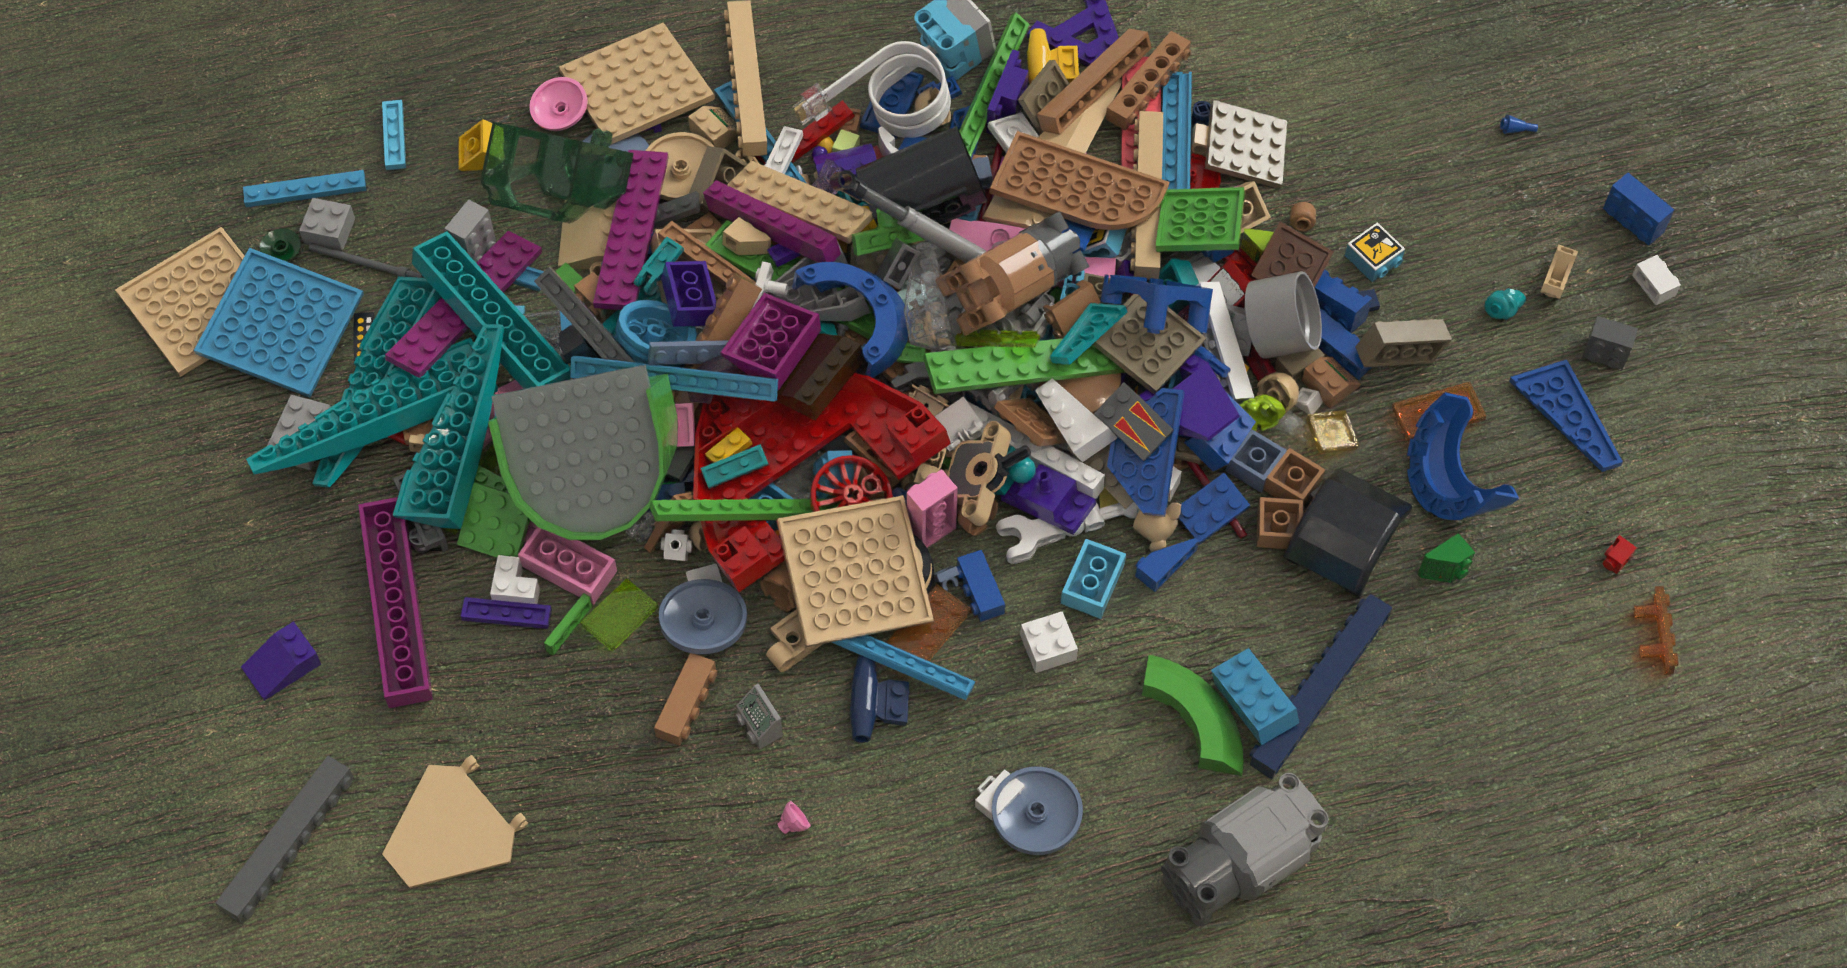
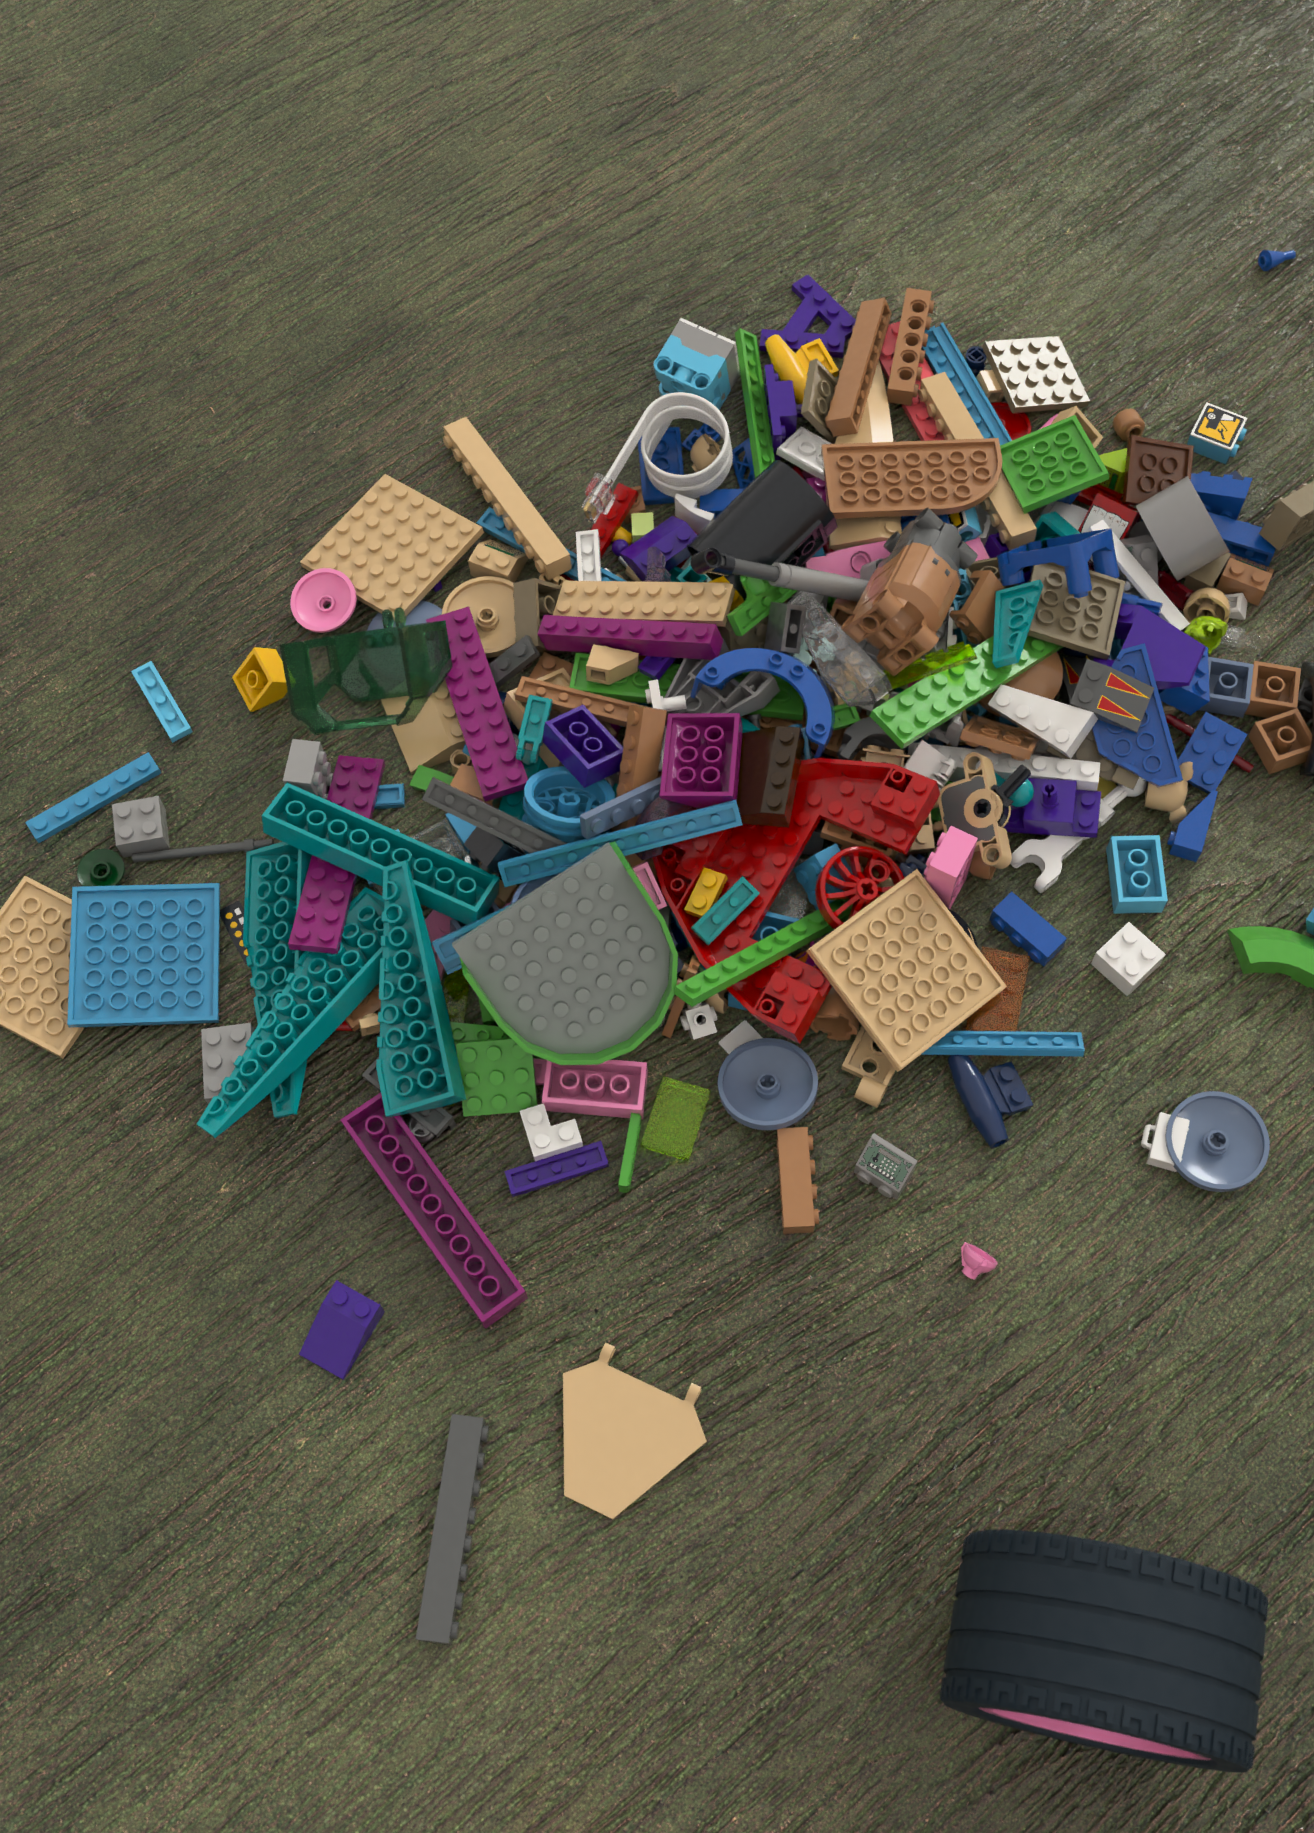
camera: 20 degrees left, 5 degrees up
(945, 575) = (987, 931): sand blue tile -> none
(1332, 431) = (1276, 628): clear yellow tile -> none

